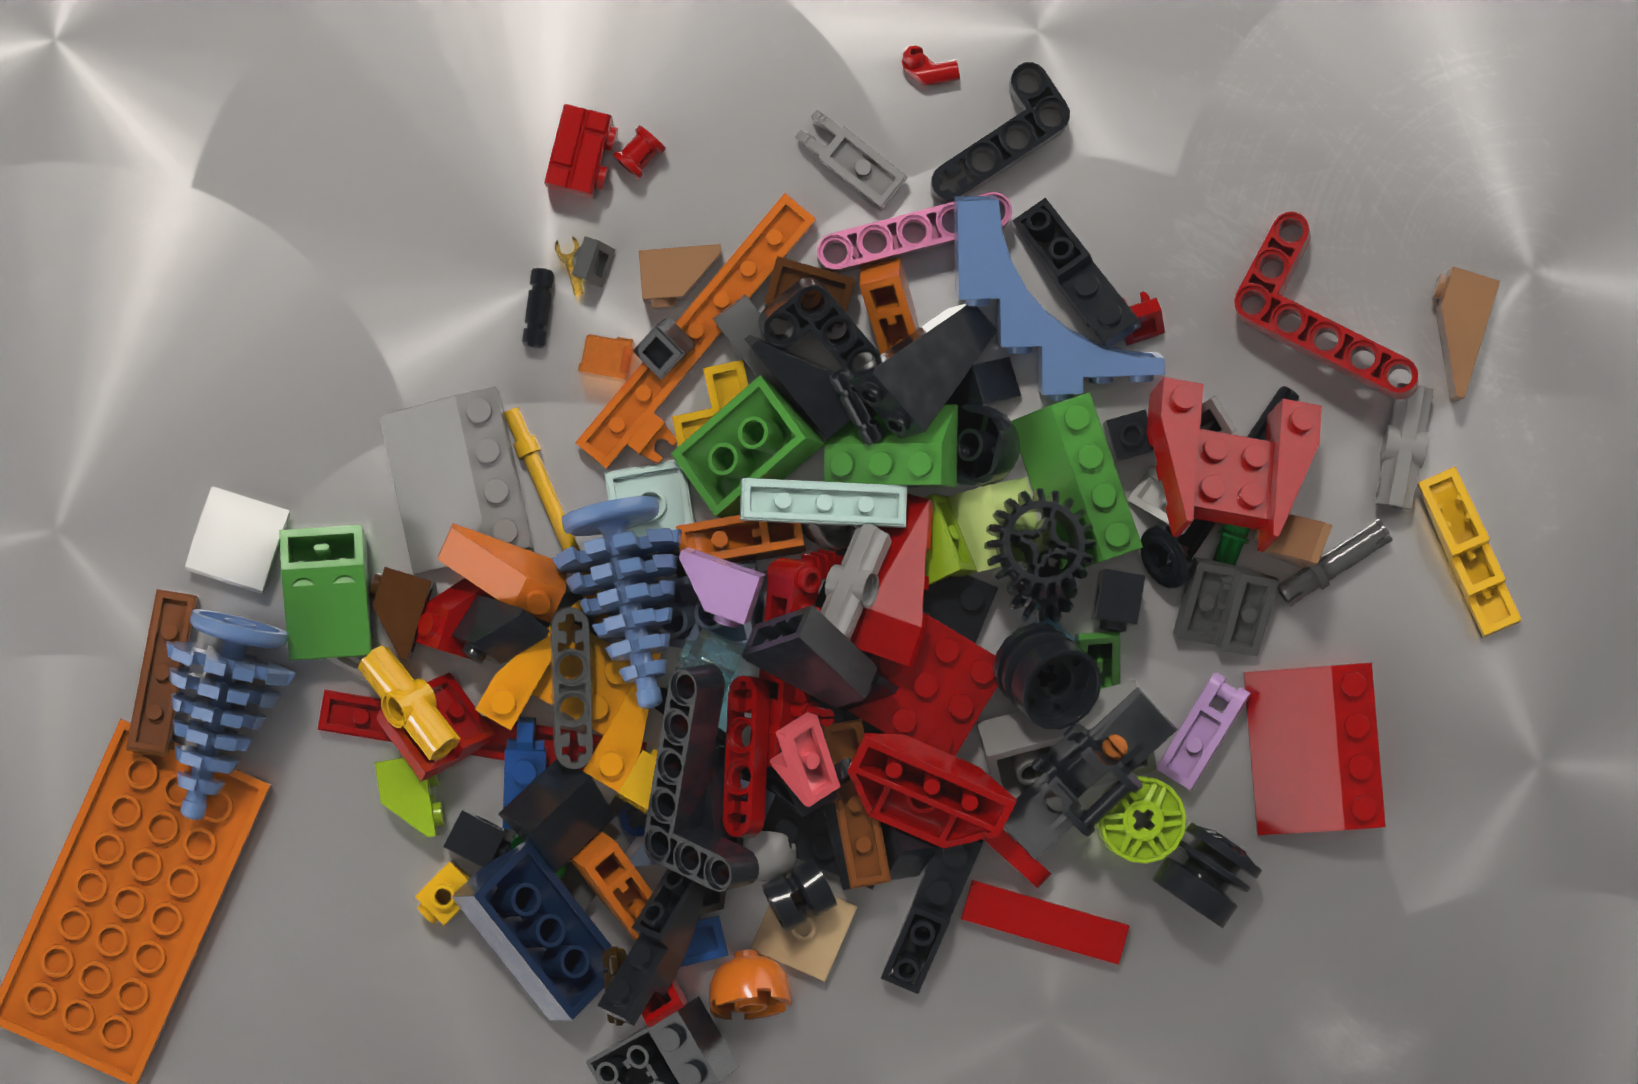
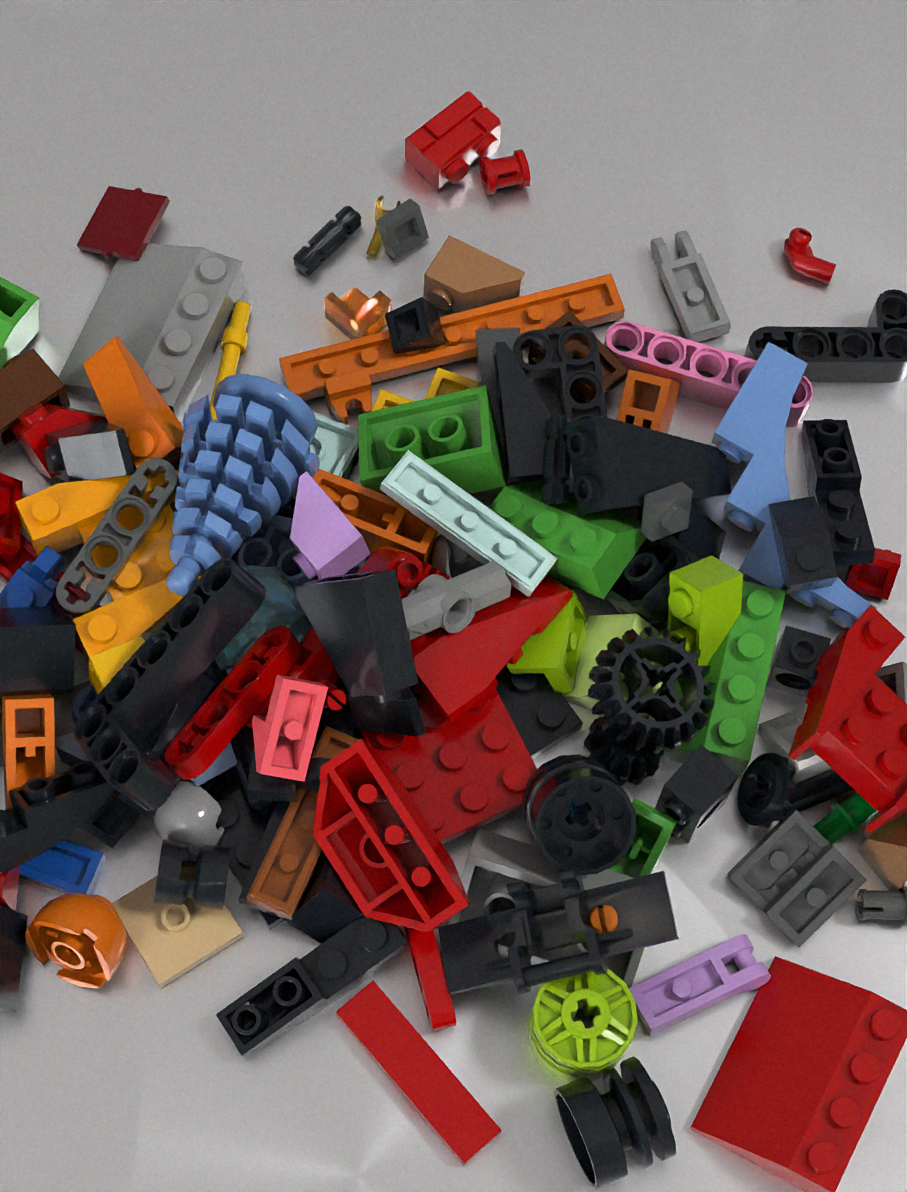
camera: 30 degrees right, 20 degrees down
(366, 402) = (123, 223): none -> dark red piece
(965, 393) = (666, 511): none -> dark grey plate
(1037, 450) = (704, 605): none -> lime slope
(1081, 351) = (802, 545): none -> black slope

